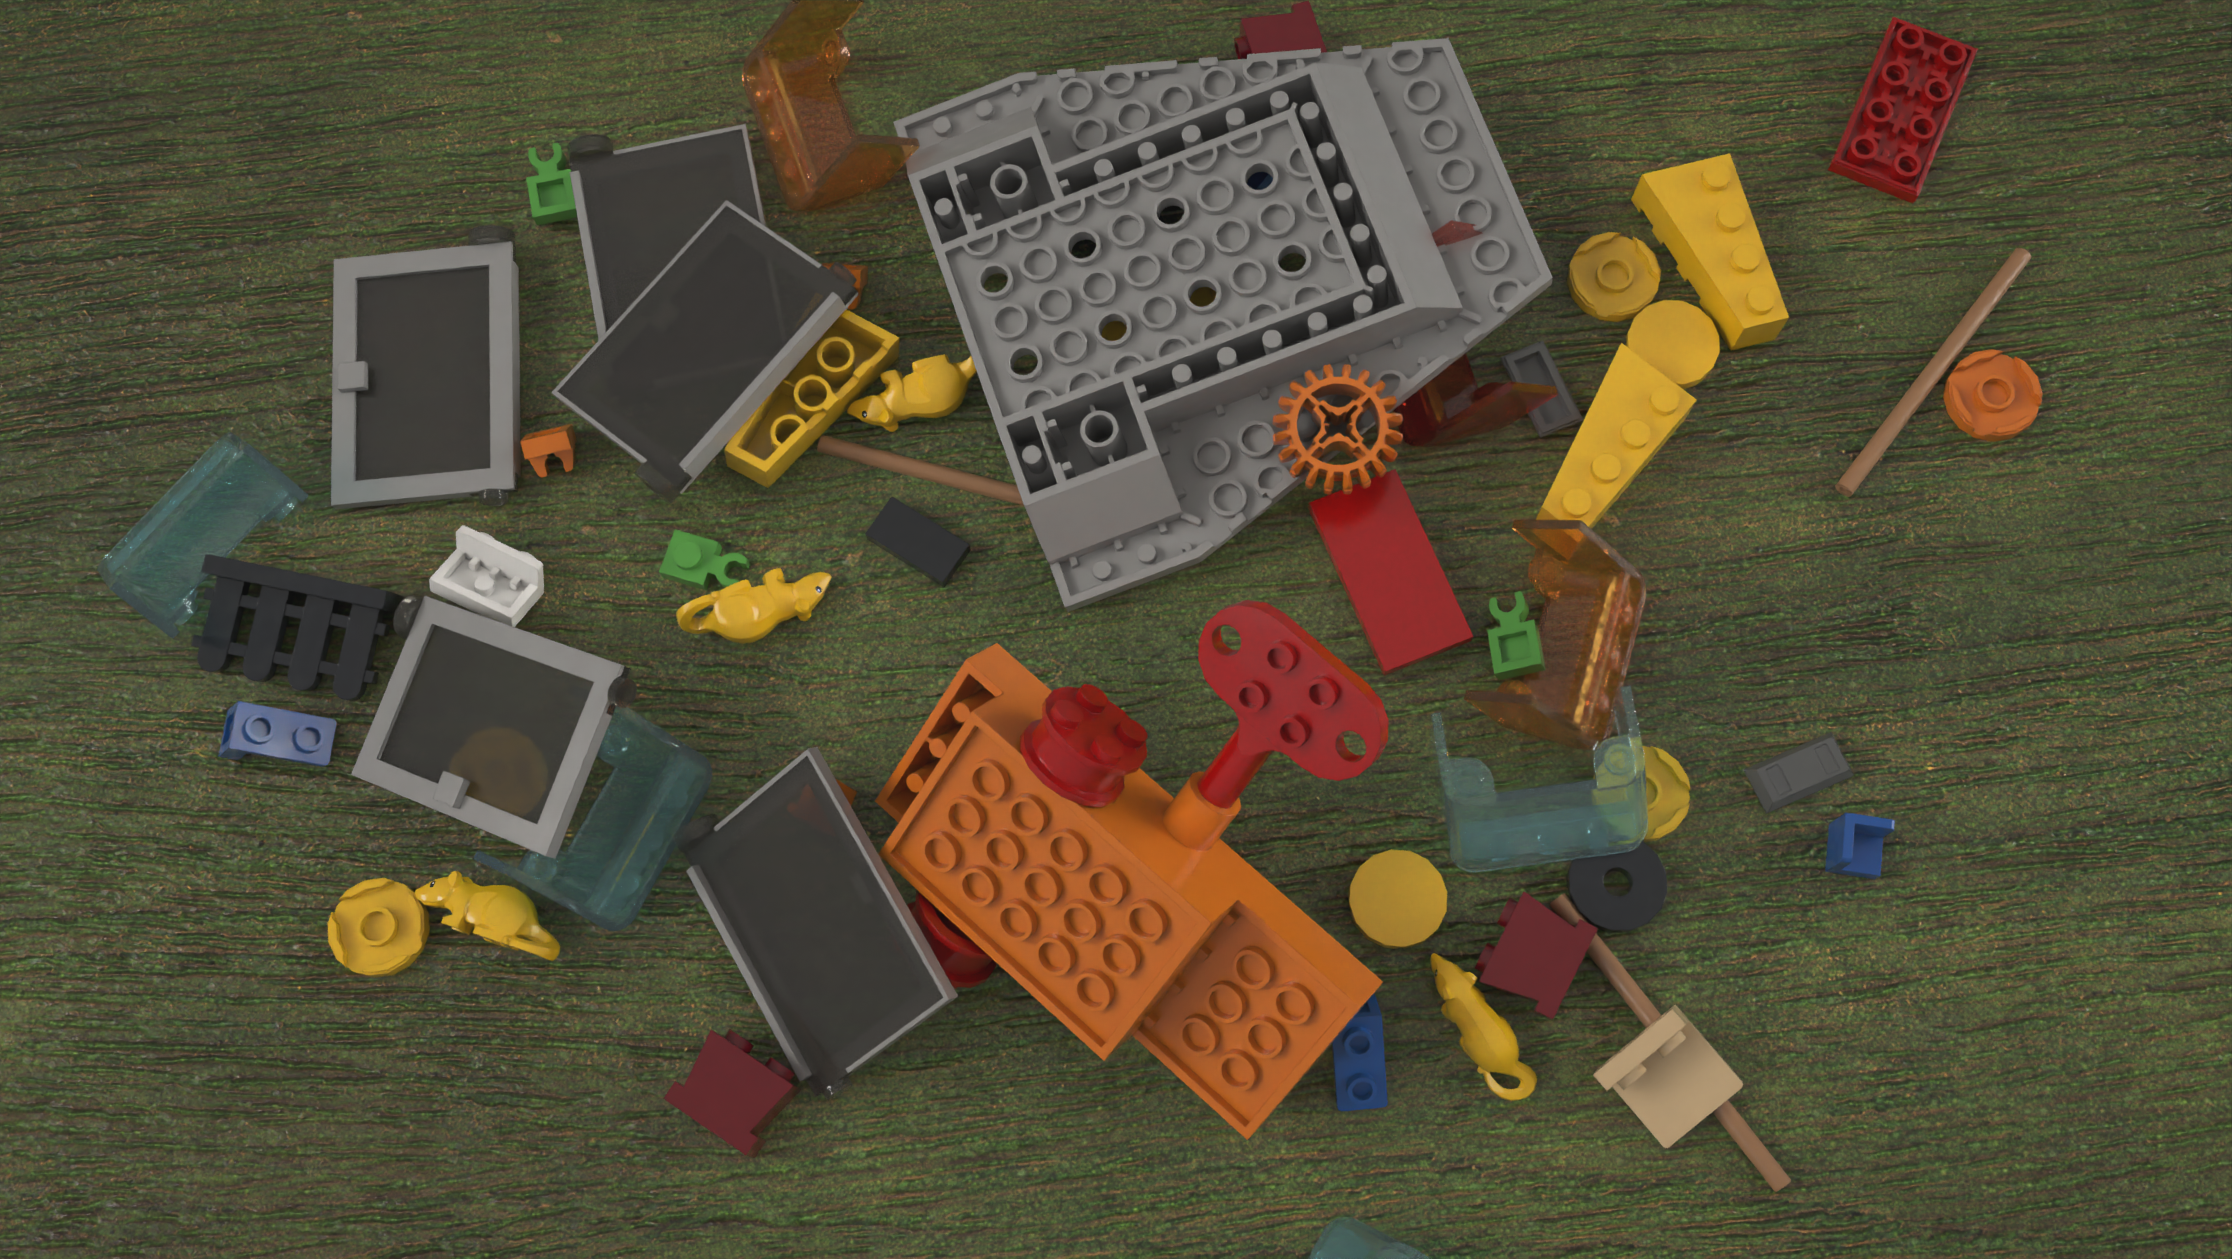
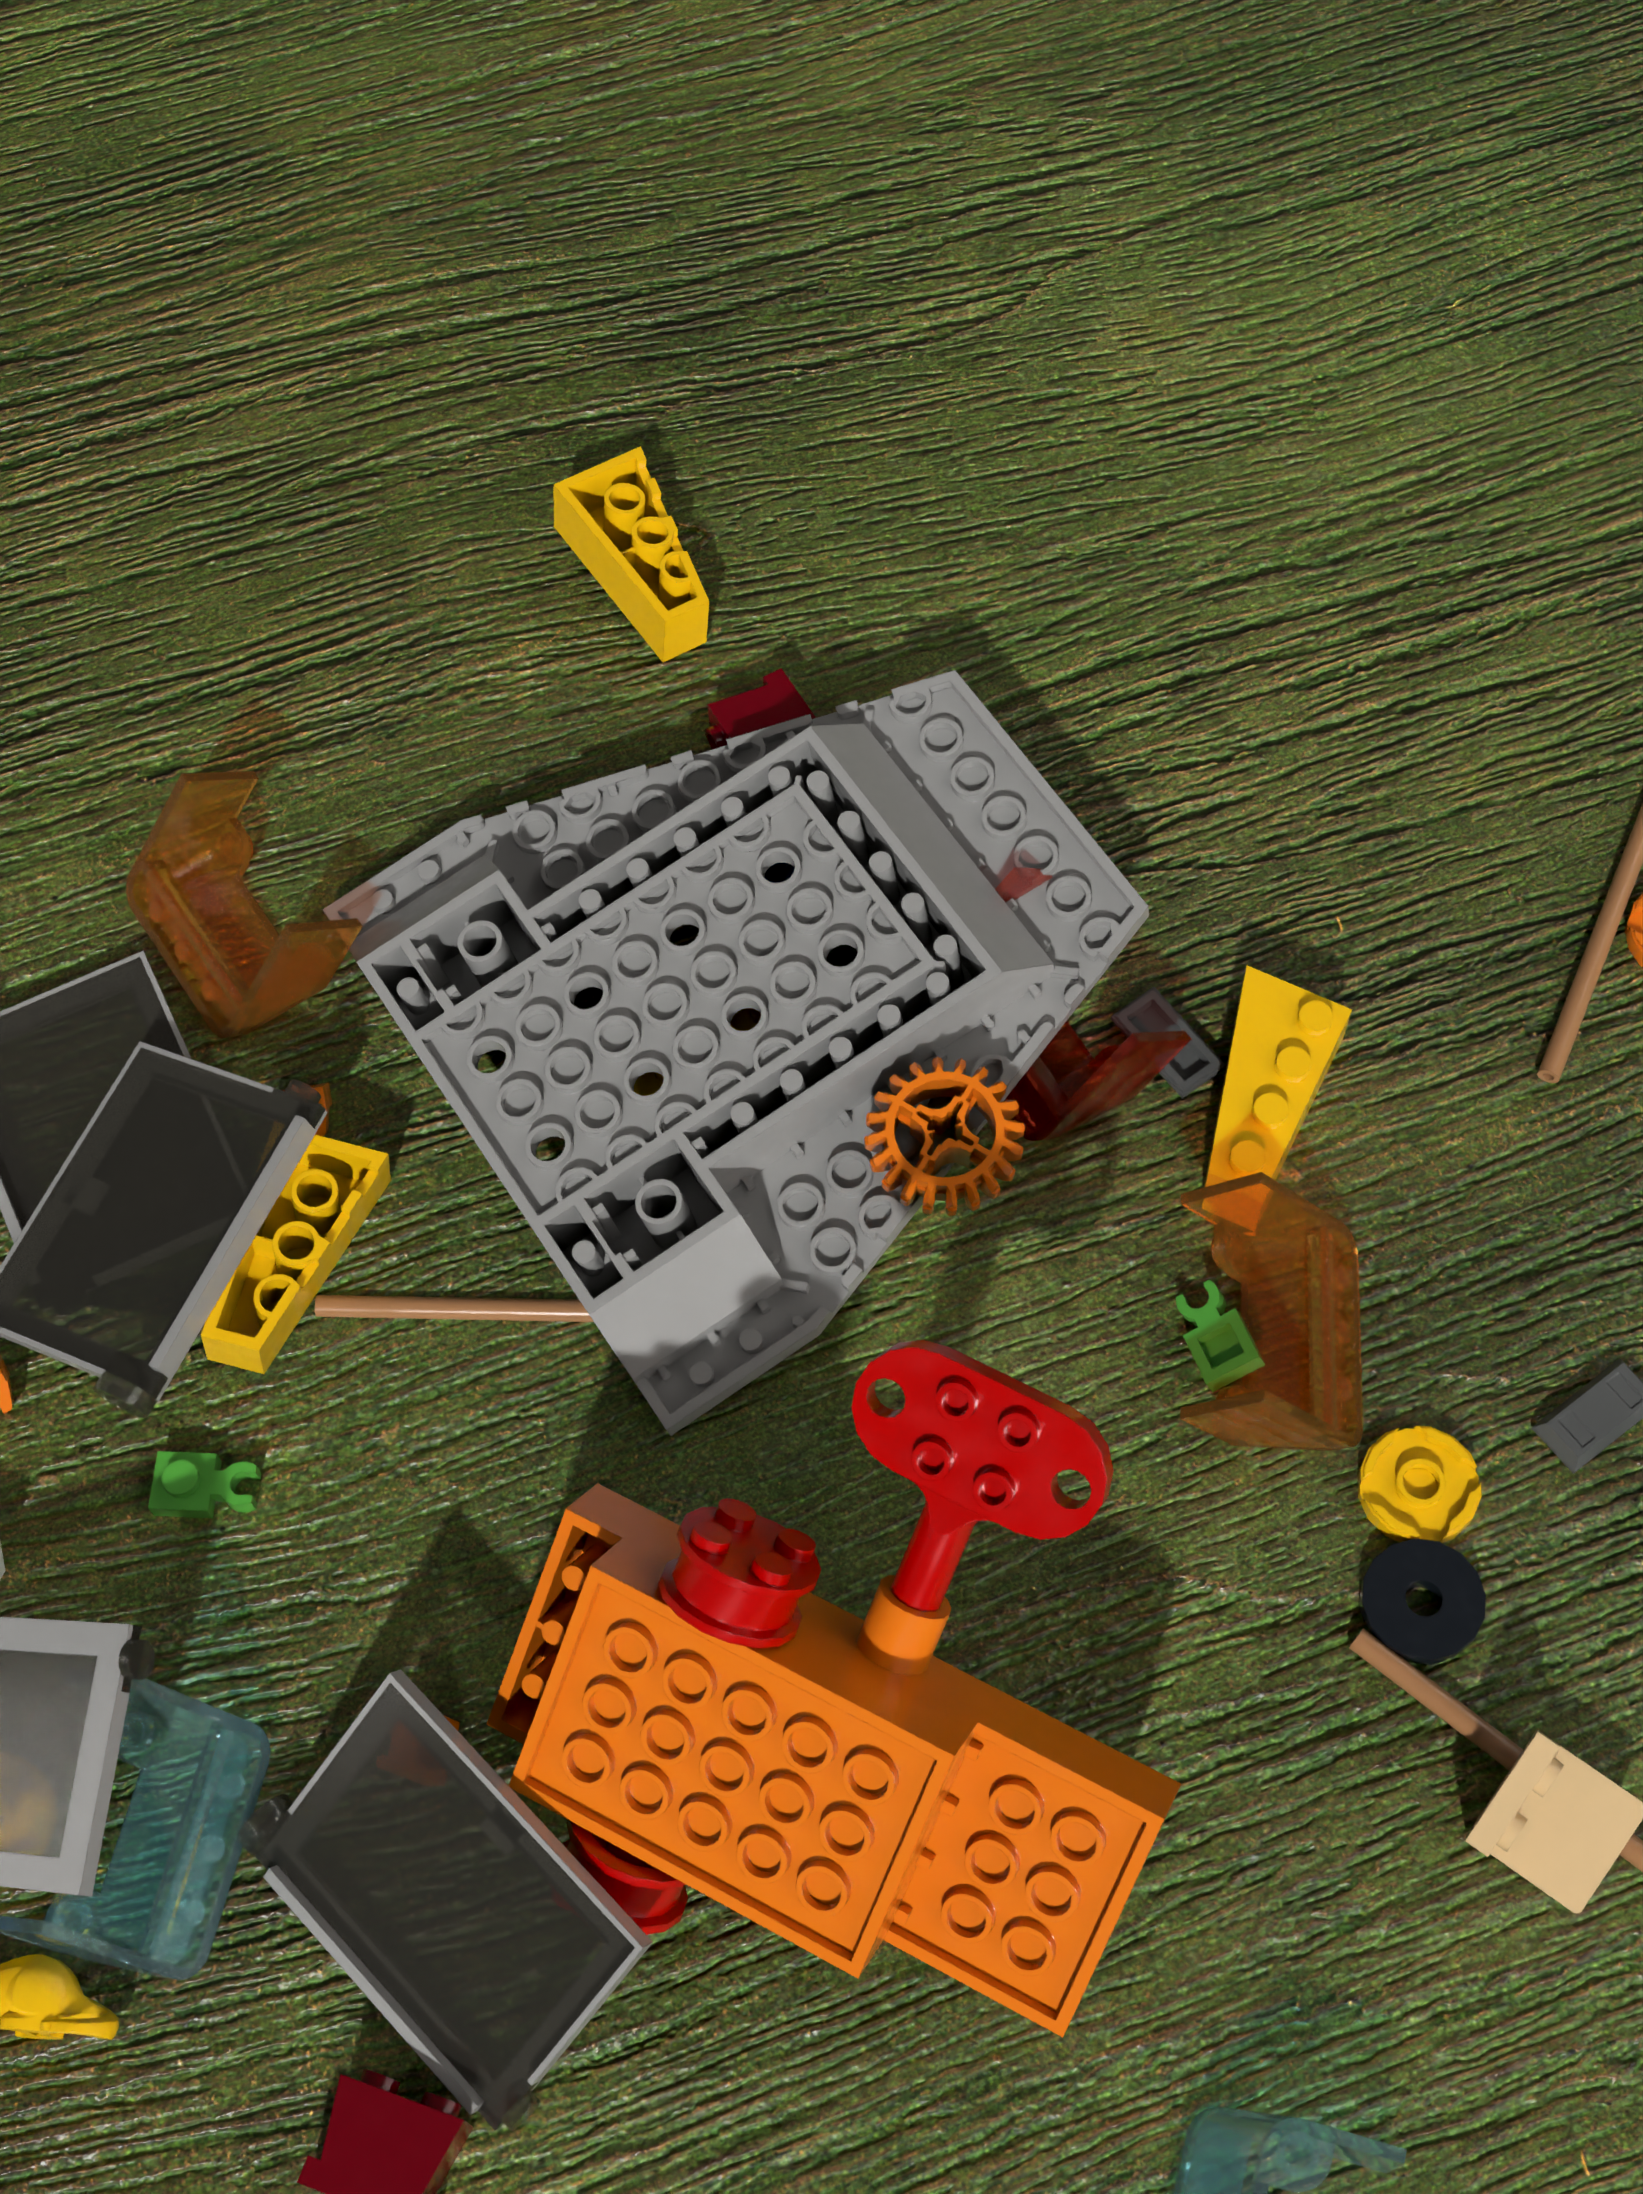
camera: 15 degrees left, 10 degrees down
(749, 612) = (275, 1530): yellow animal -> none
(918, 541) = (465, 1395): black tile -> none
(928, 392) = (437, 1212): yellow animal -> none
(1361, 1061) = (1175, 1902): blue bracket -> none
(1390, 573) = (1049, 1295): red tile -> none
(1397, 899) = (1164, 1687): yellow tile -> none
(1485, 1034) = (1318, 1827): yellow animal -> none
(1535, 954) = (1351, 1711): dark red hips -> none
(1546, 821) = (1317, 1545): clear light blue windscreen -> none
(1613, 277) = (1214, 898): yellow tile -> none
(1675, 341) = (1307, 950): yellow tile -> none
(1717, 247) = (1323, 836): yellow wedge -> none
(1903, 110) = (1485, 645): red tile -> none

